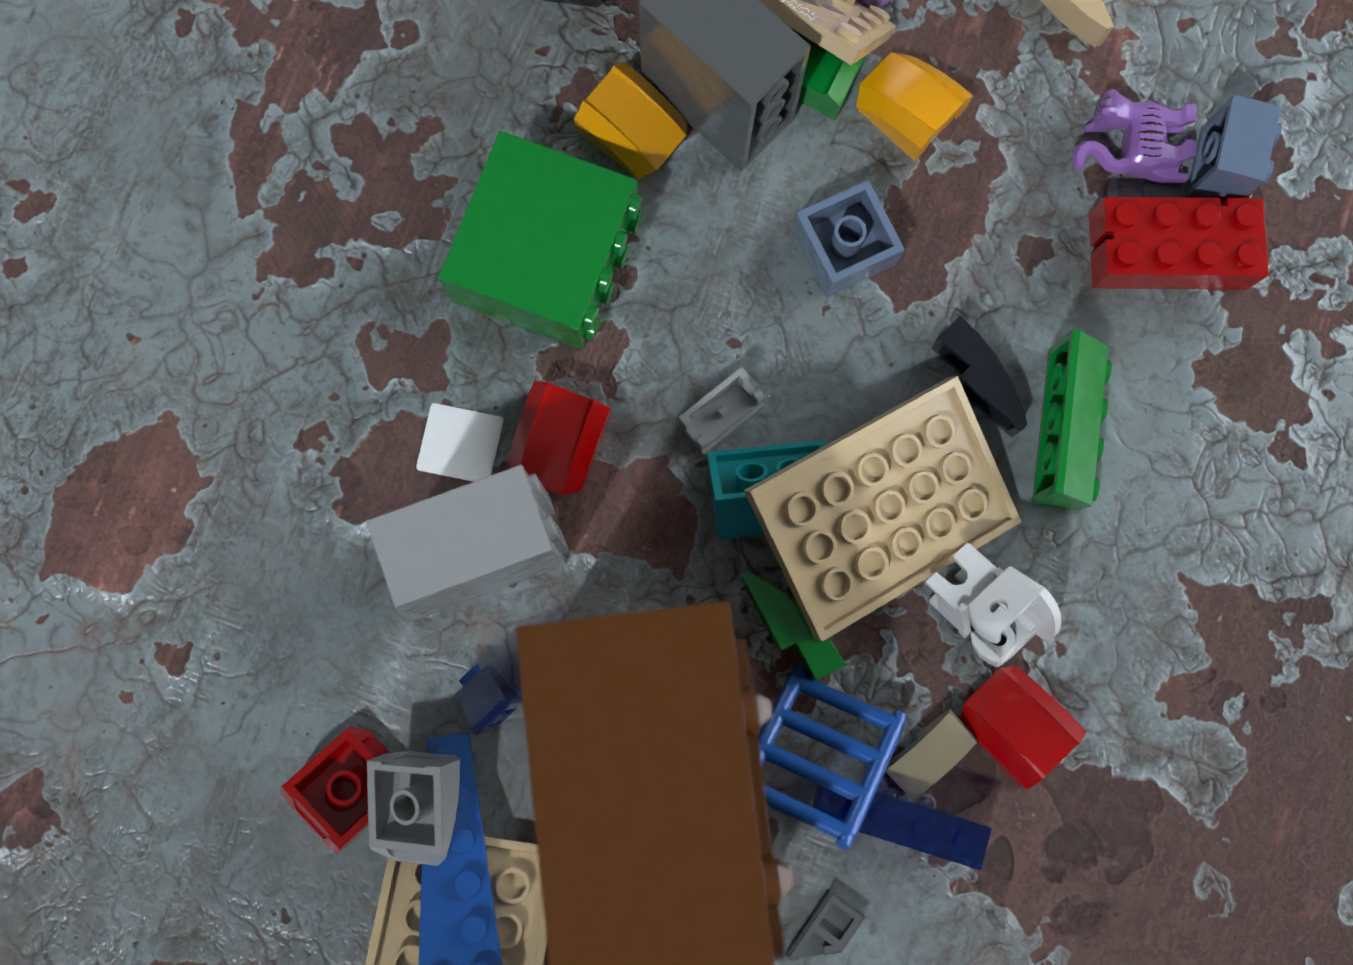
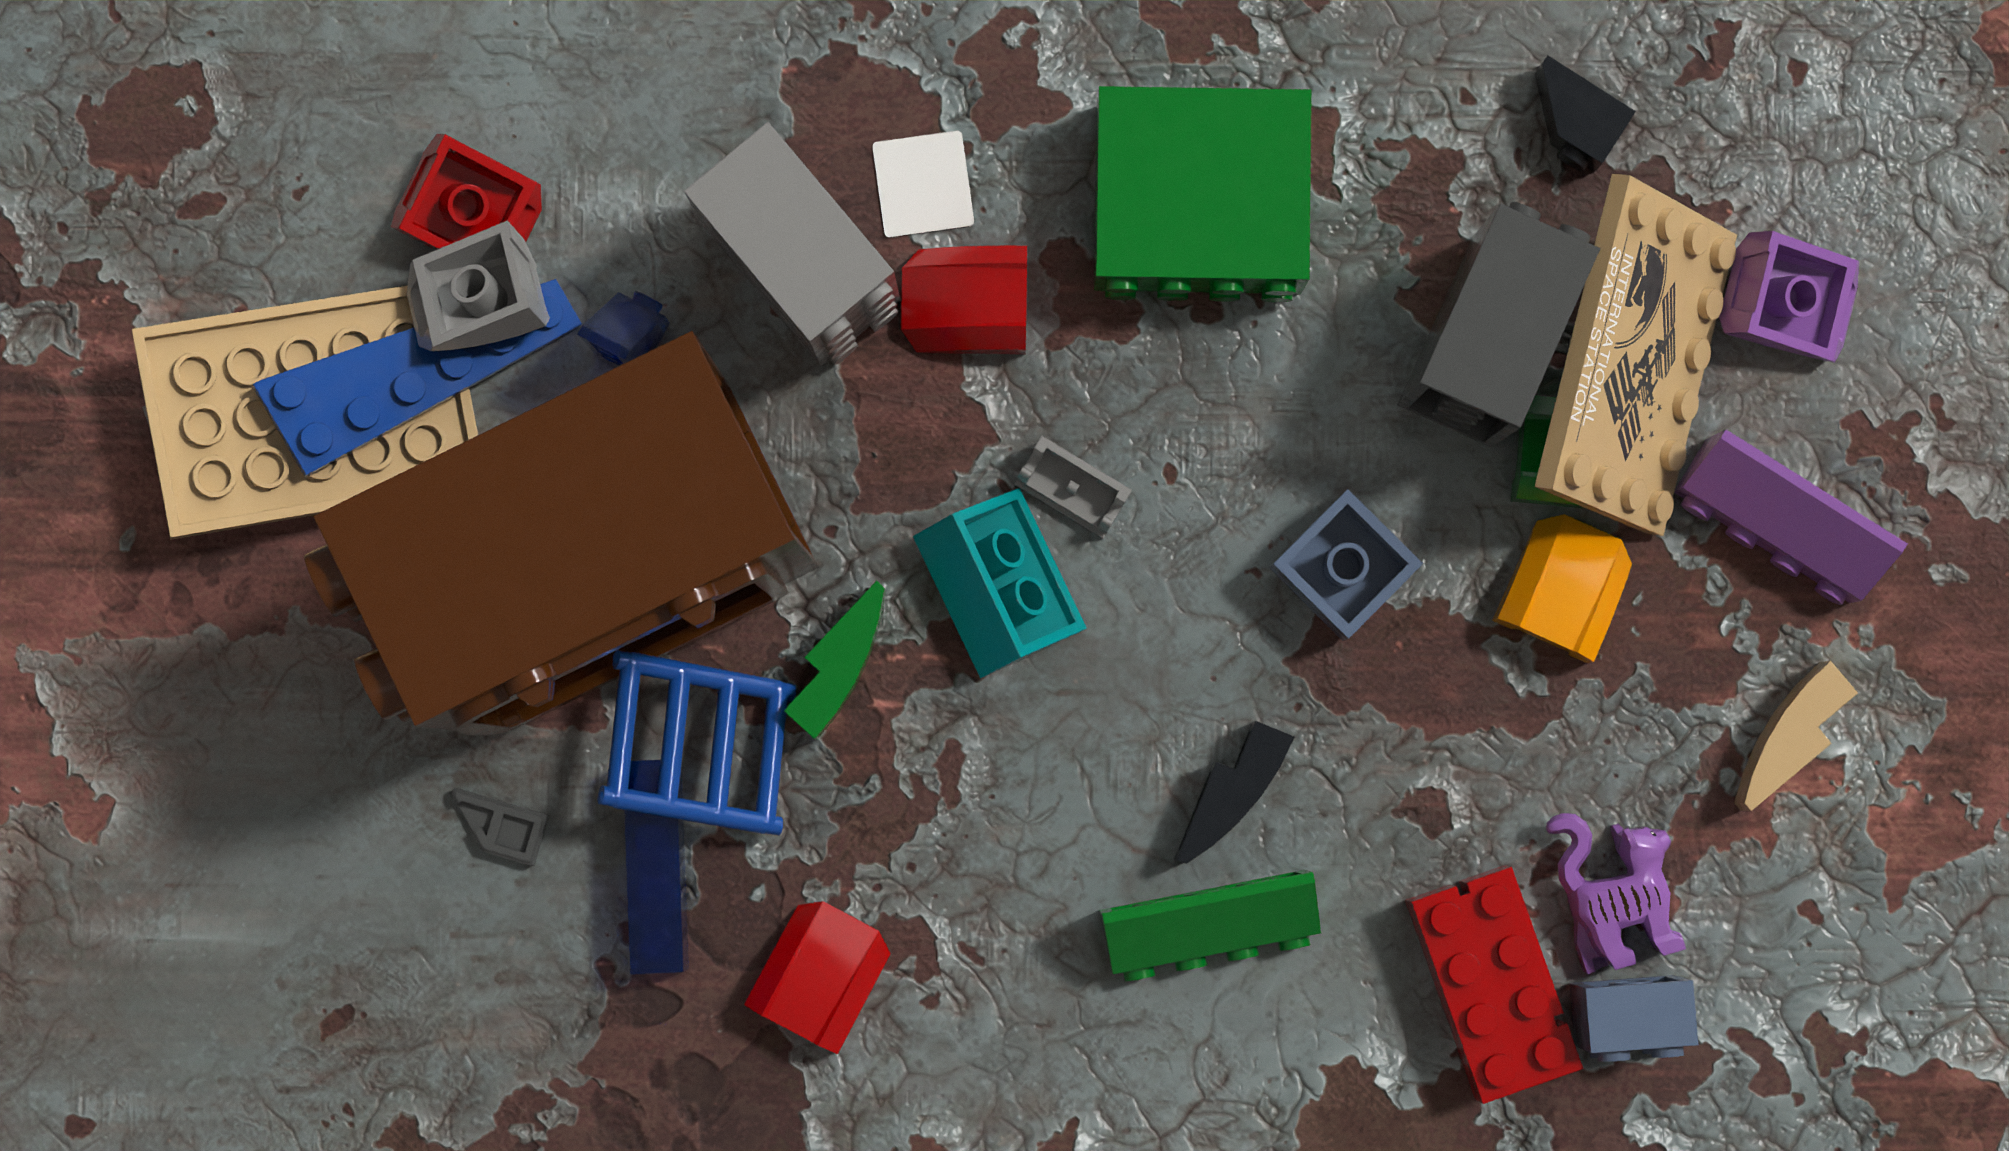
camera: 75 degrees right, 5 degrees up
(630, 121) = (1406, 246): light orange slope -> none
(883, 507) = (1018, 721): tan plate -> none
(932, 755) = (746, 880): dark tan slope -> none
(1023, 611) = (958, 873): white piece -> none

